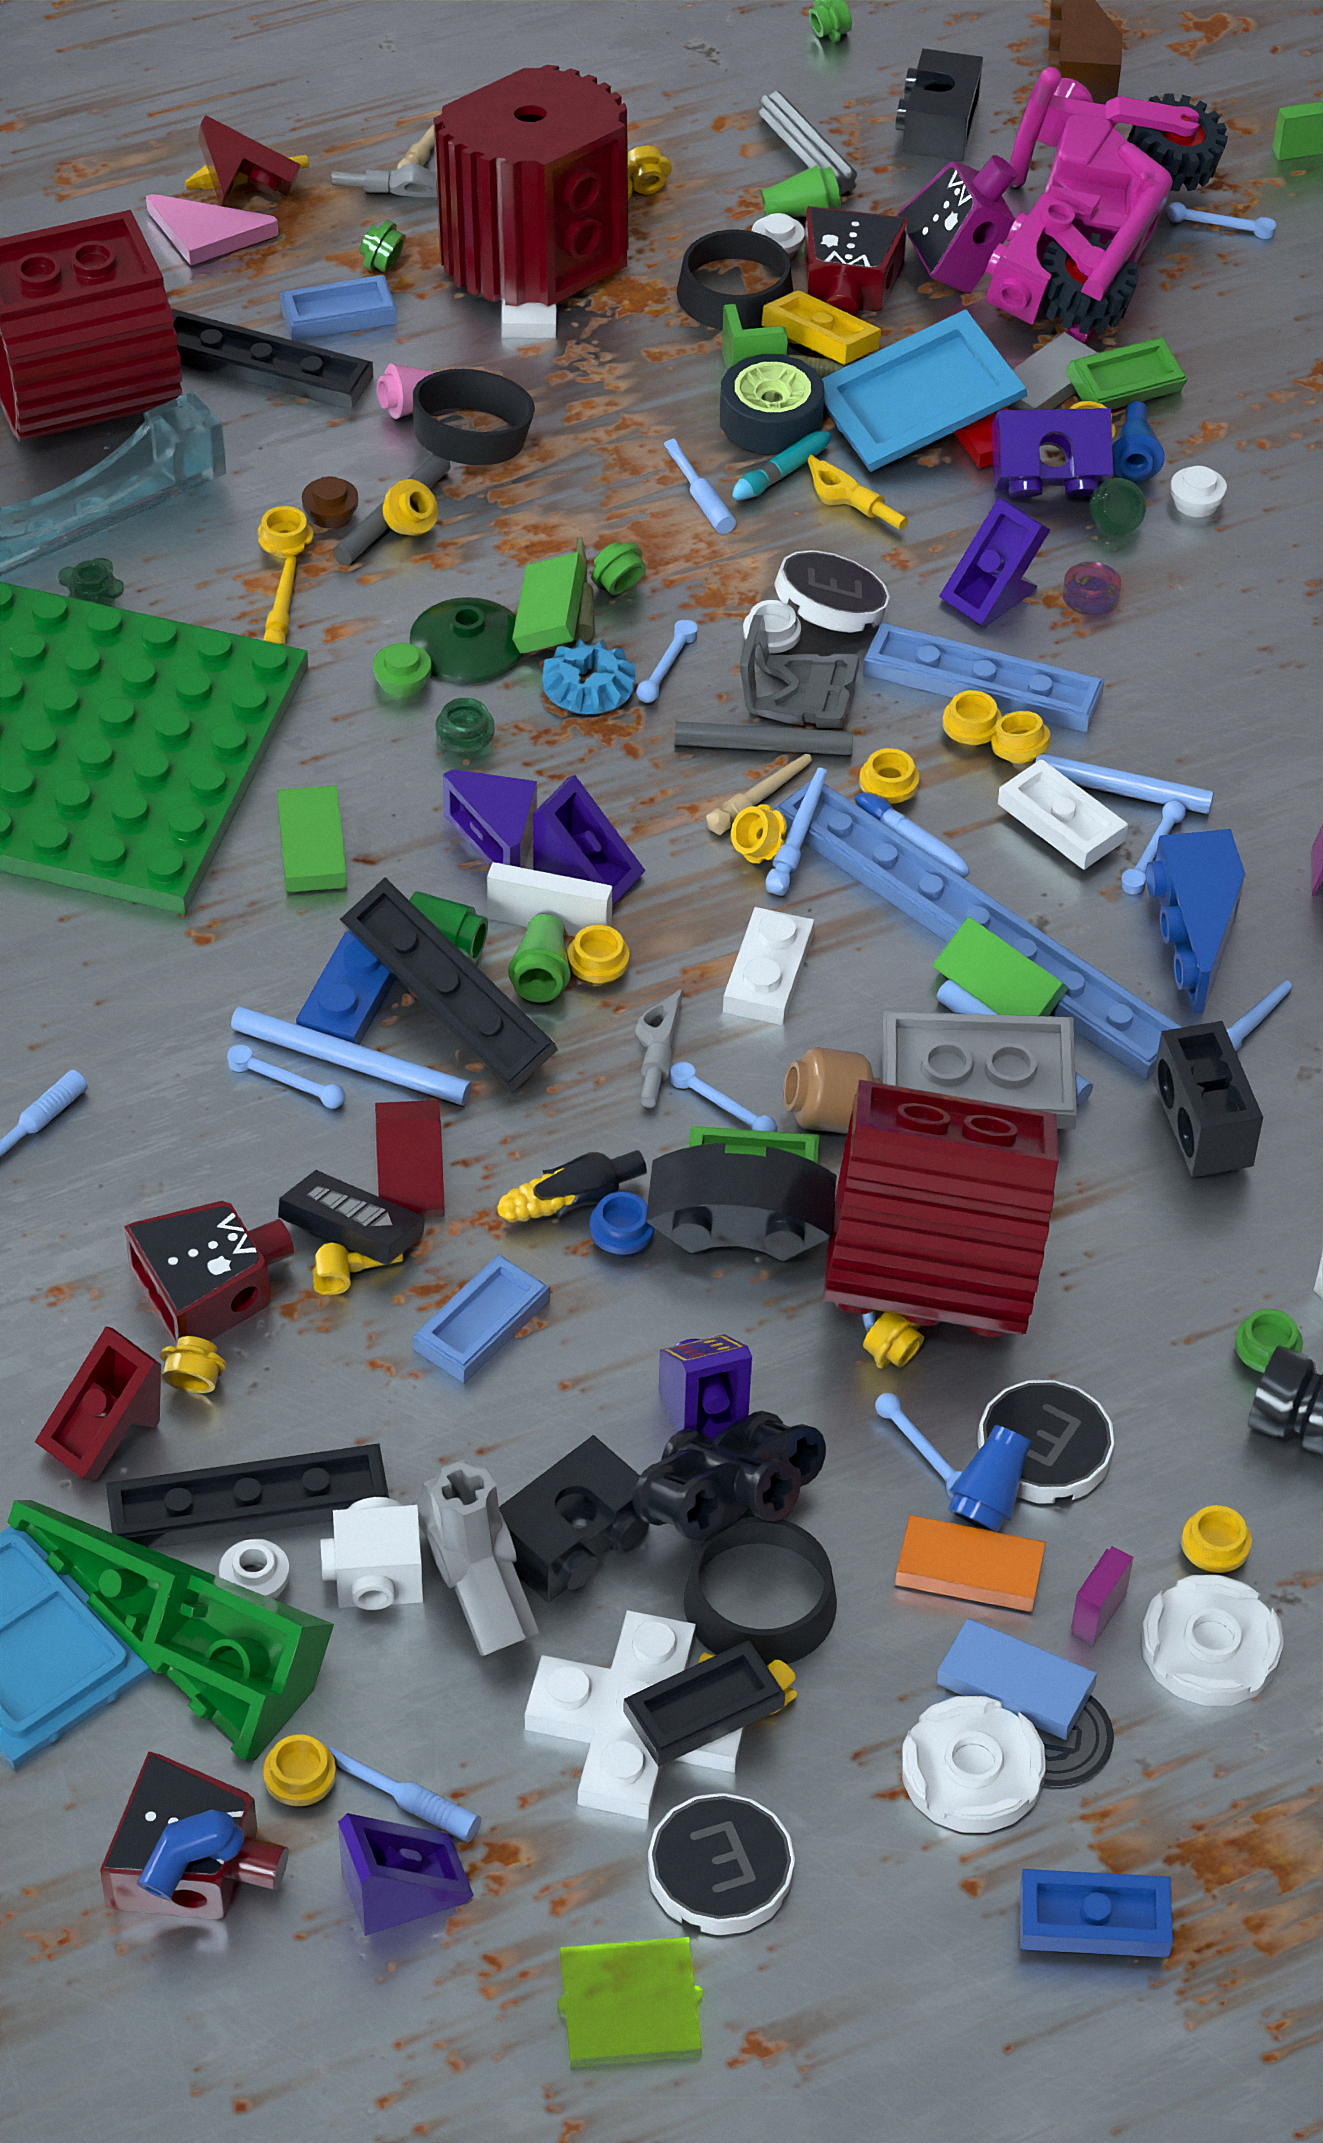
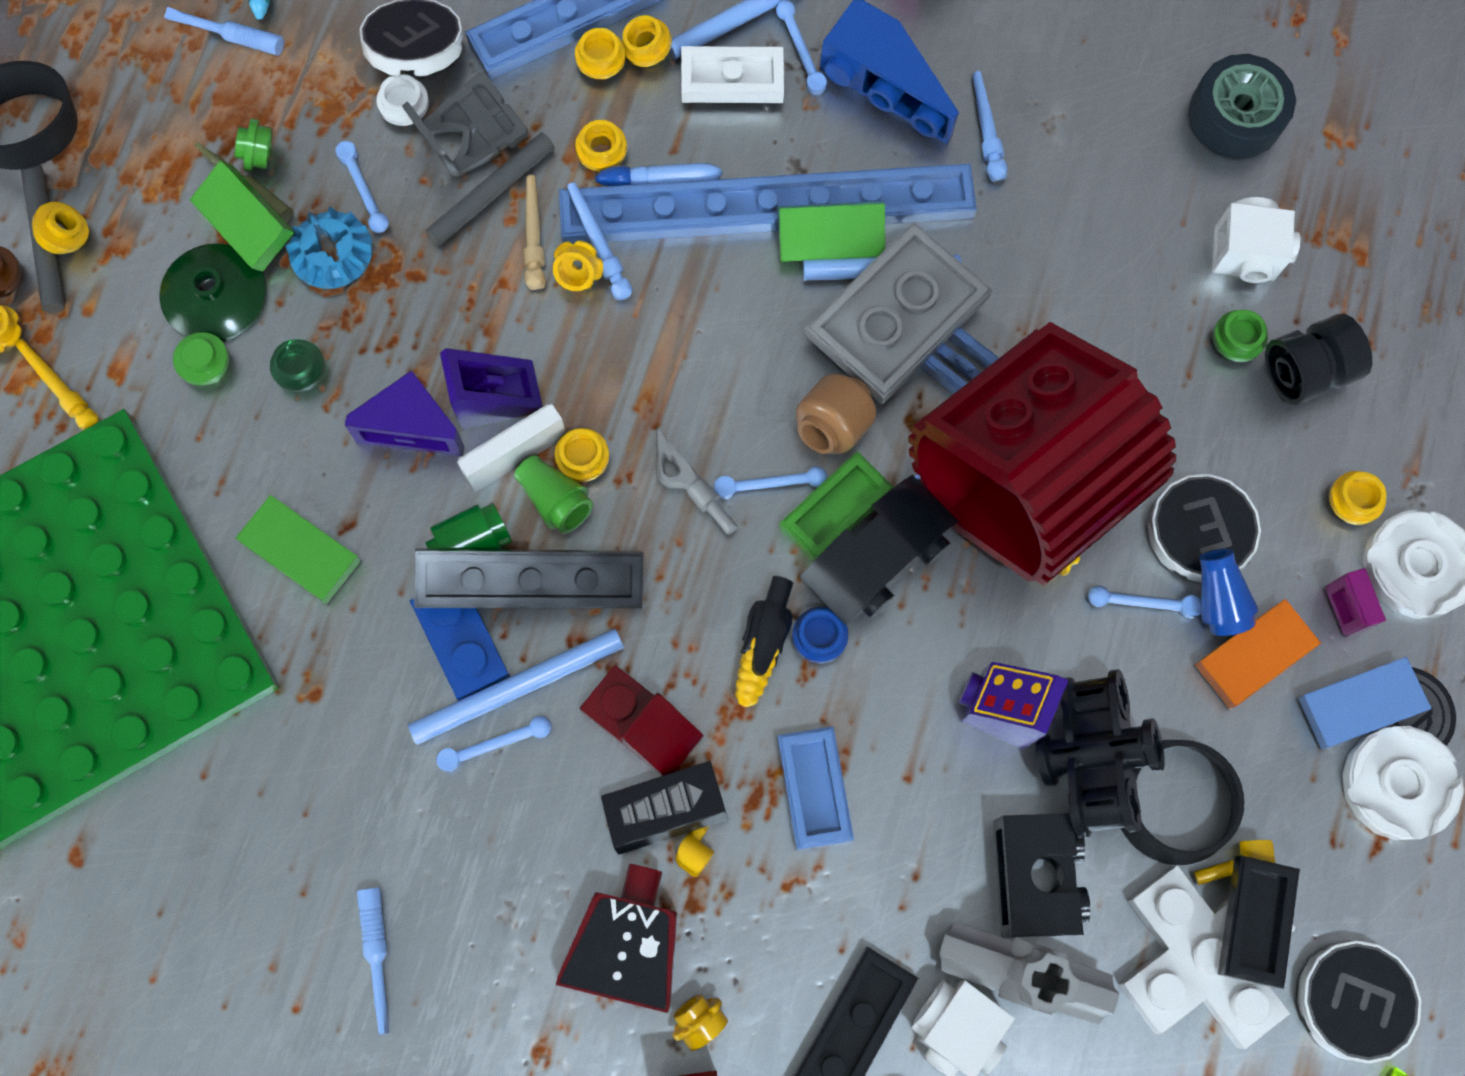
camera: 50 degrees left, 25 degrees up
(768, 966) = (686, 356): white plate -> none
(1207, 1098) = (1048, 204): black brick -> none

